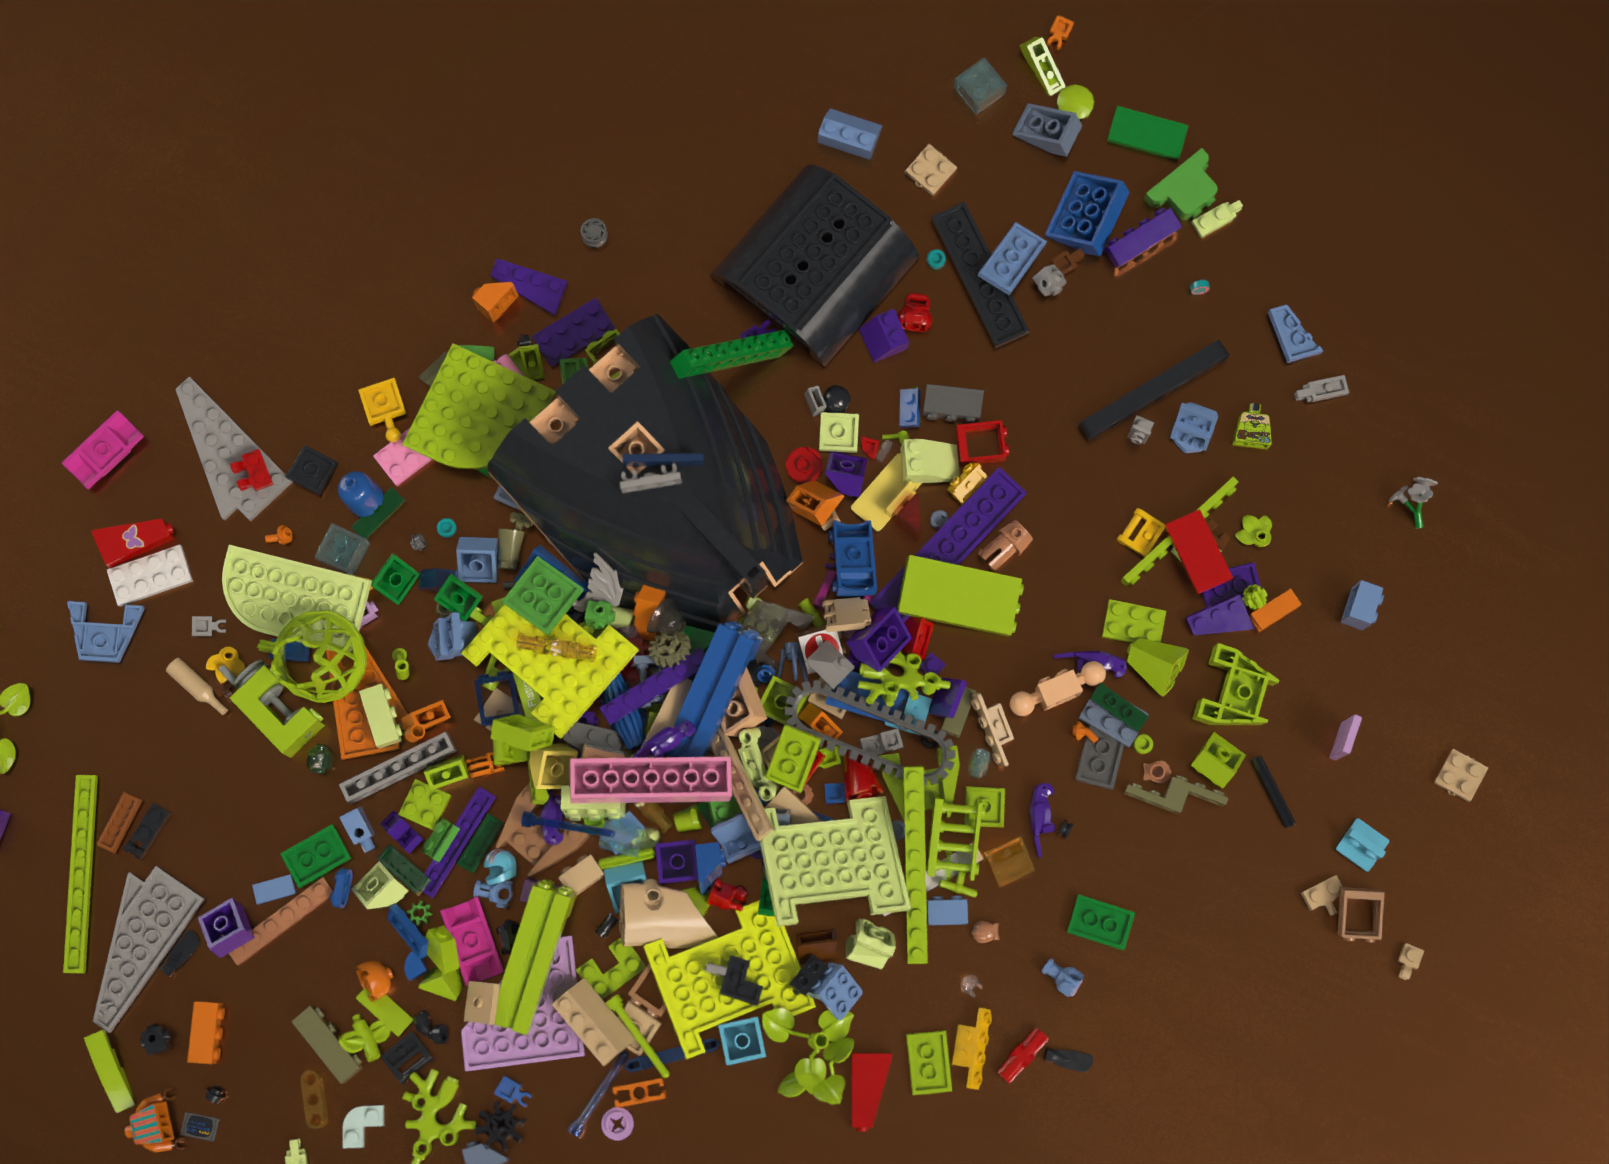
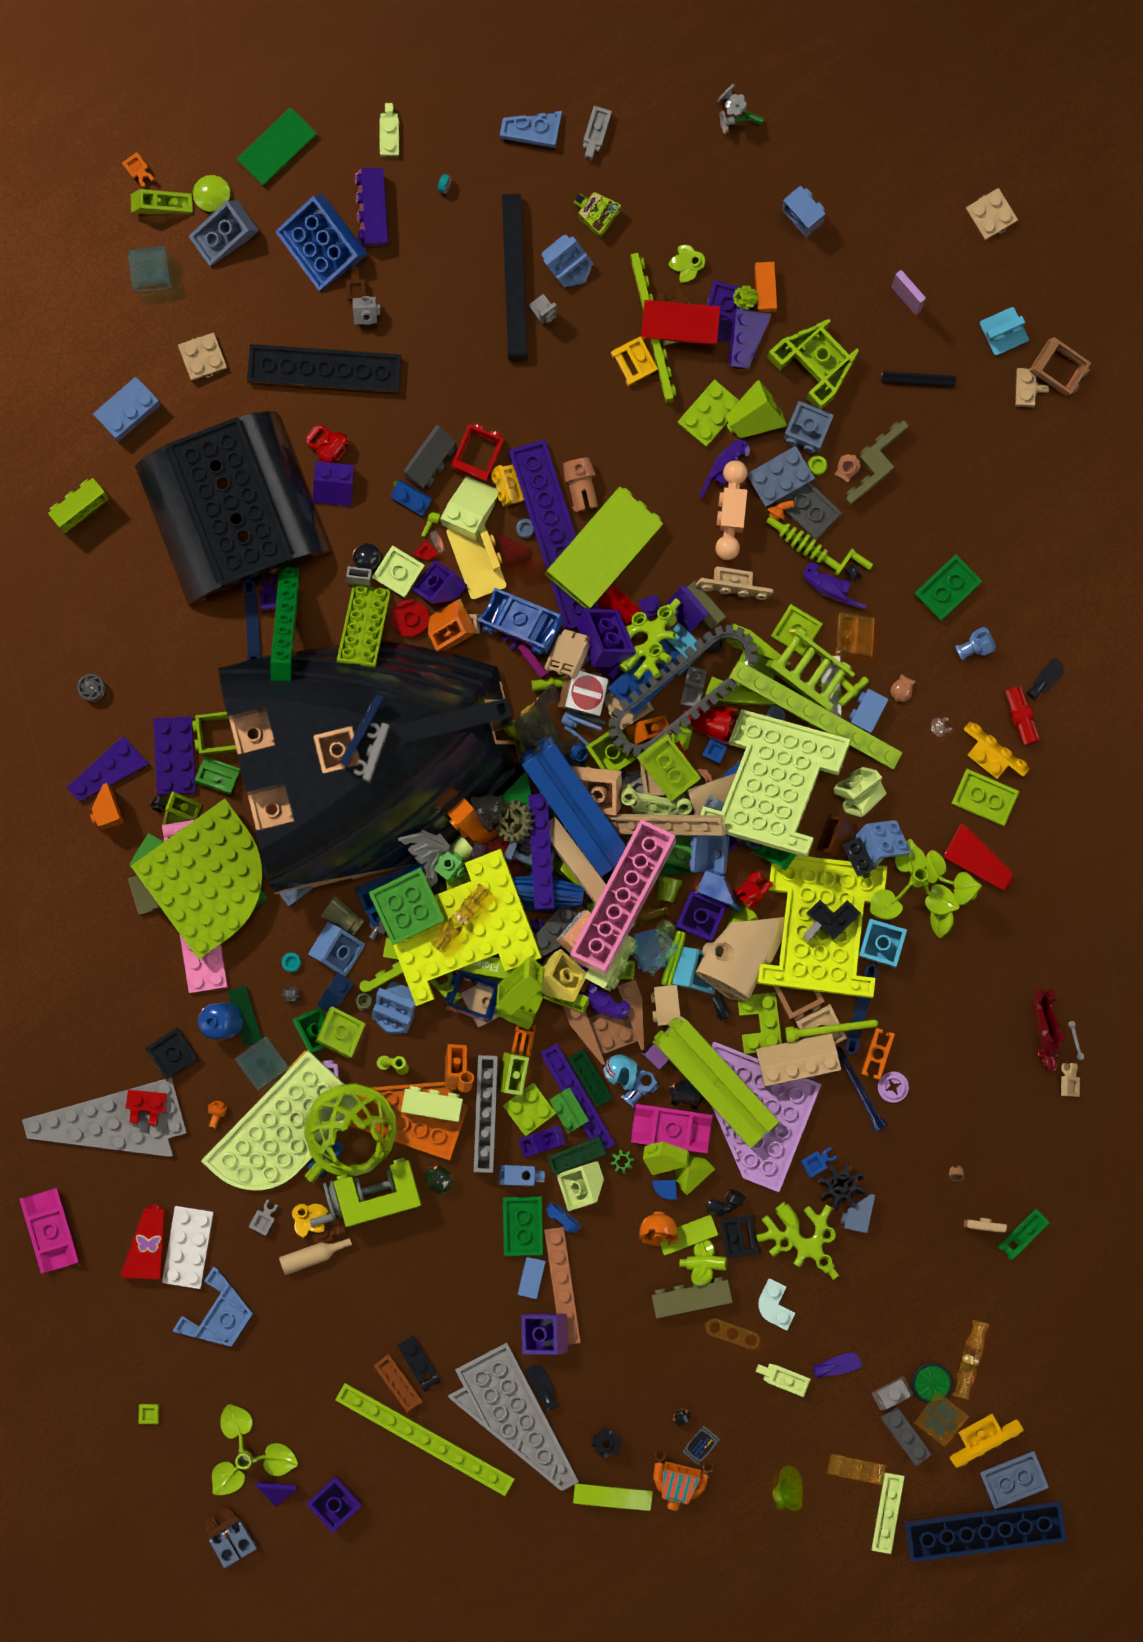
camera: 60 degrees left, 5 degrees up
(206, 1032) = (624, 1397): orange brick -> none
(382, 404) = (146, 957): yellow plate -> none
(404, 602) = (340, 1032): none -> lime plate
(408, 931) = (633, 1178): blue plate -> none
(458, 597) = (365, 981): green slope -> none
(481, 1002) = (730, 1146): tan plate -> none
(520, 521) = (322, 893): olive plant -> none
(530, 819) = (598, 1020): clear blue piece -> none
(665, 740) = (595, 867): dark purple animal -> none
(743, 137) = (78, 505): none -> lime slope
(750, 319) = (252, 620): none -> dark blue piece
(771, 425) = (364, 626): none -> lime plate
(830, 664) = (606, 690): light grey slope -> none
(936, 259) = (287, 398): teal tile -> none
(979, 763) = (757, 613): clear light blue brick -> none
(1012, 258) = (326, 331): medium blue plate -> none
(1063, 793) = (822, 556): none -> lime piece
(1119, 707) = (777, 467): dark green plate -> none
(1171, 716) = (808, 427): none -> sand blue plate
(1186, 188) = (348, 143): bright green brick -> none
(1218, 760) = (867, 409): lime slope -> none
(1410, 958) = (1118, 348): tan plate -> none

